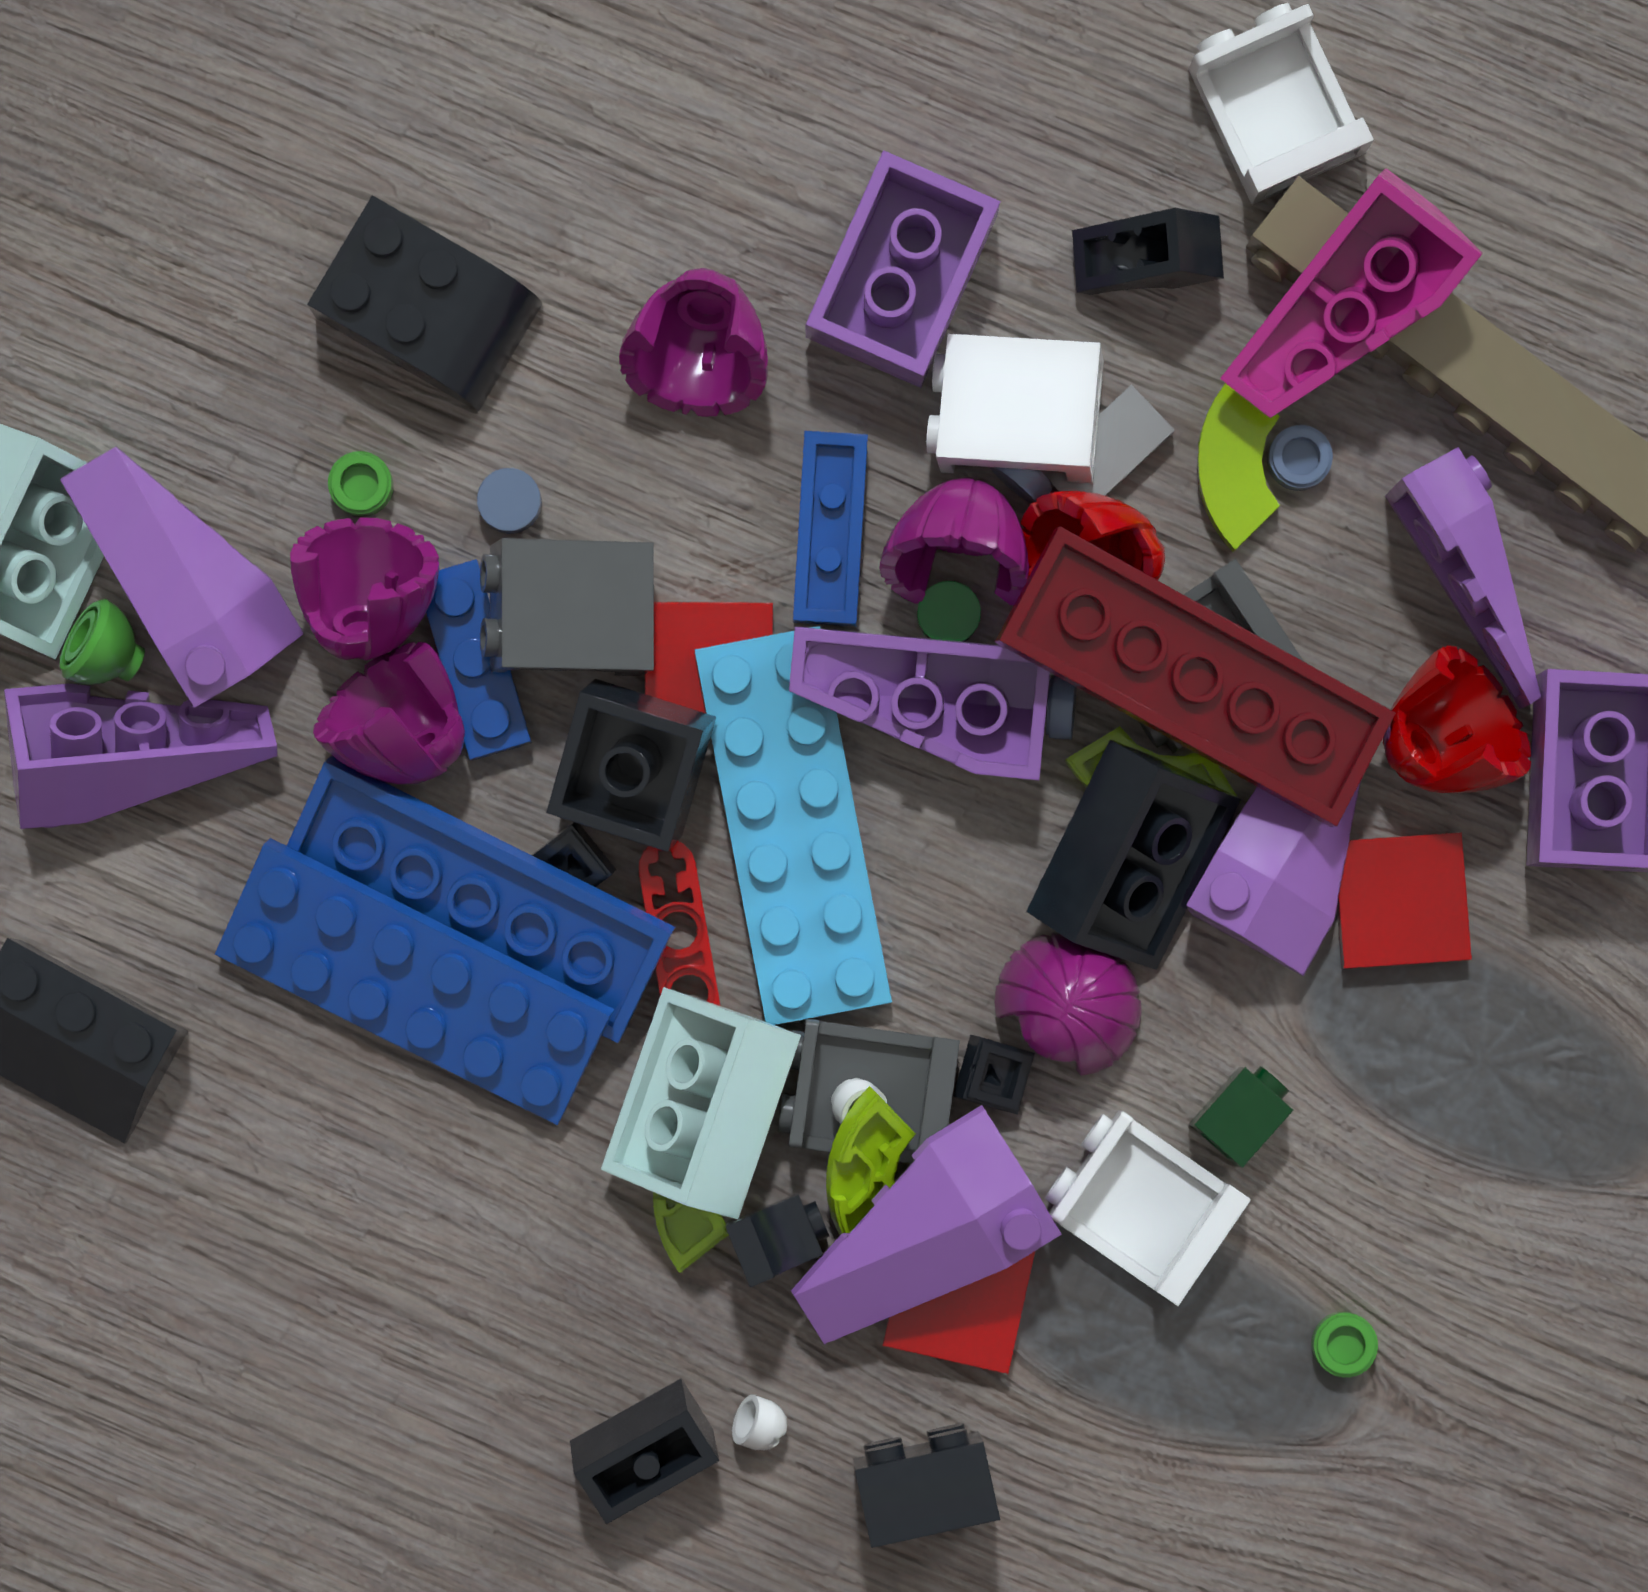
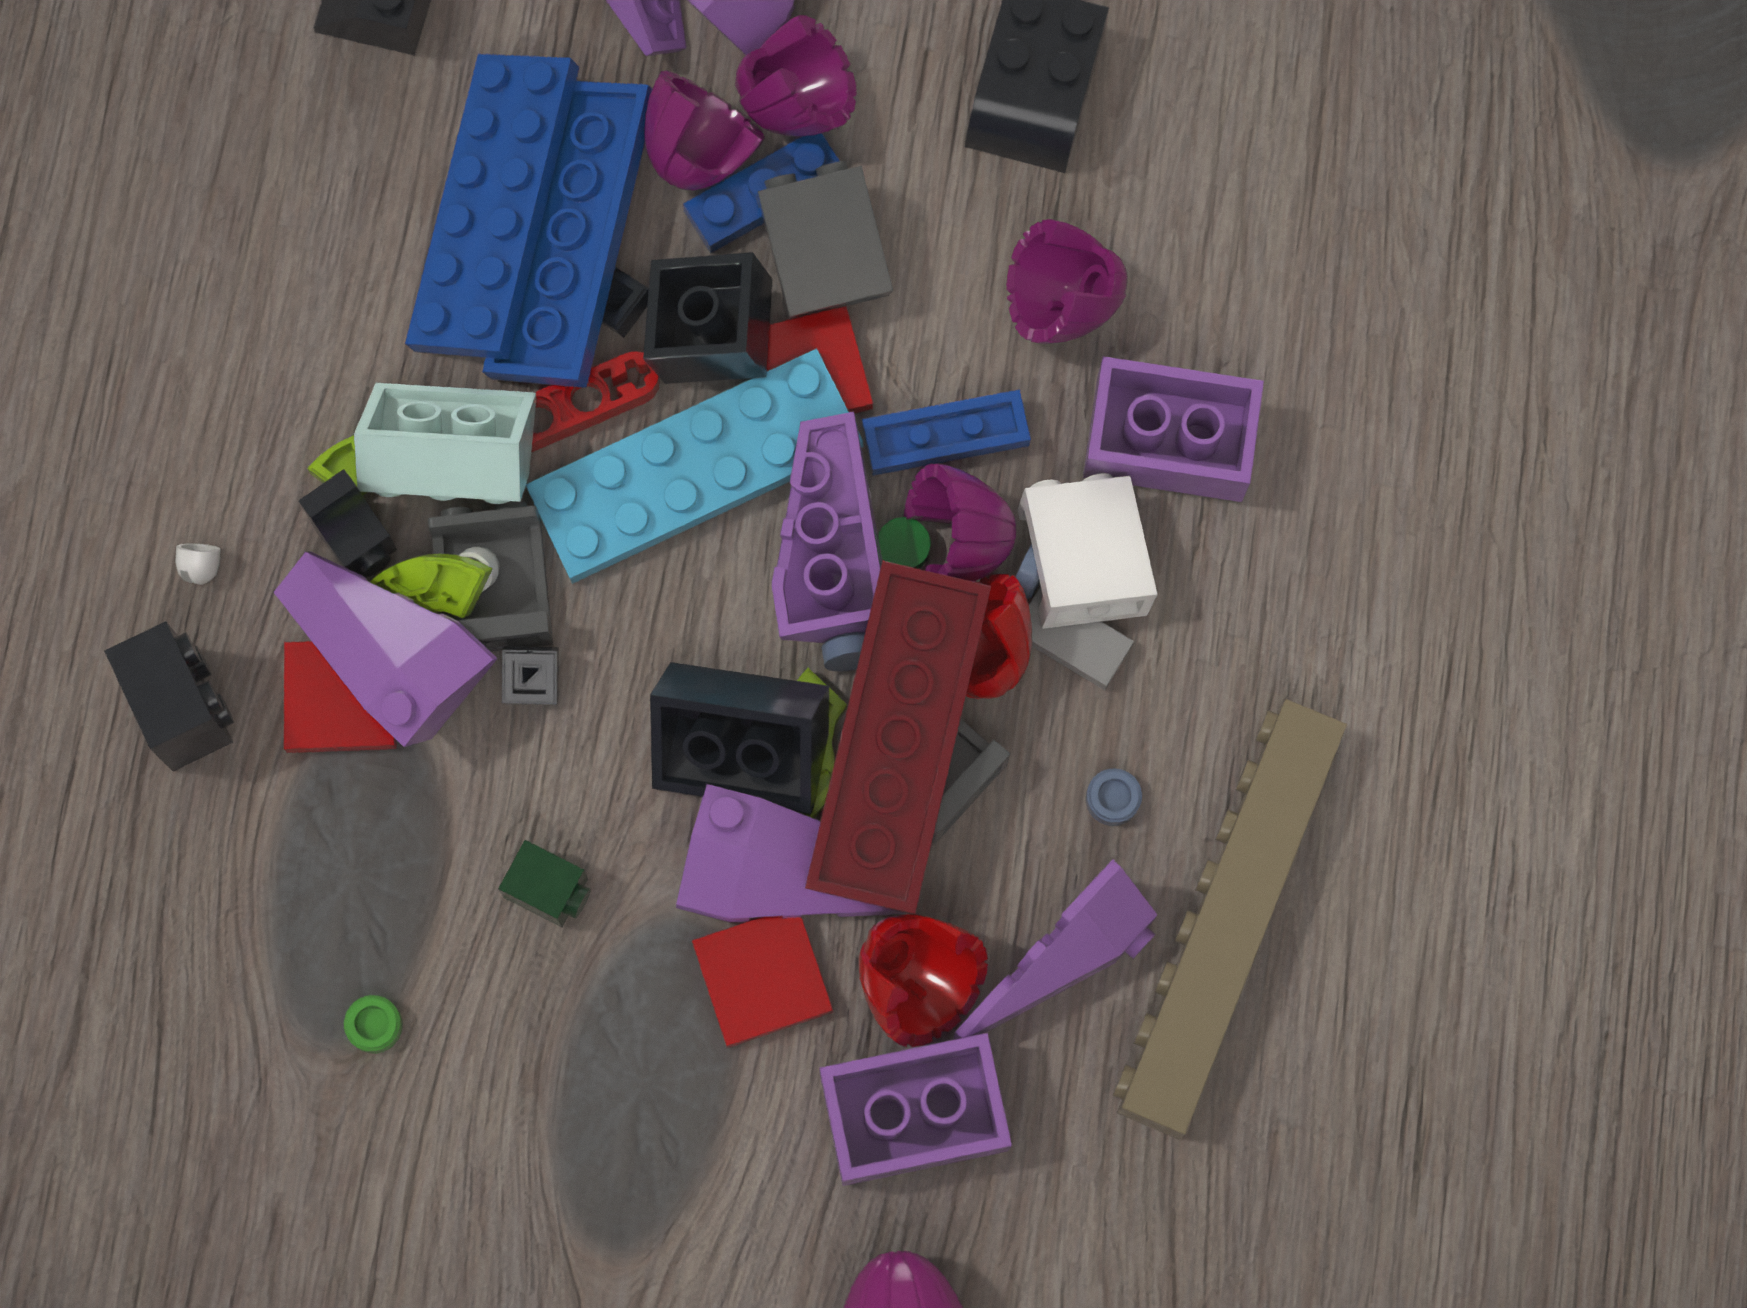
camera: 75 degrees right, 10 degrees down
(360, 483) = (881, 71): bright green tile -> none
(509, 500) = (899, 184): sand blue tile -> none
(643, 1451) = (152, 469): black brick -> none
(1070, 1001) = (602, 724): magenta hair -> none
(1145, 1205) = (451, 825): white panel -> none
(1148, 251) = (1248, 626): black arch -> none
(1232, 467) = (1094, 741): lime tile -> none
(1277, 102) = (1407, 700): white panel -> none
(1366, 284) = (1269, 790): dark pink wedge -> none

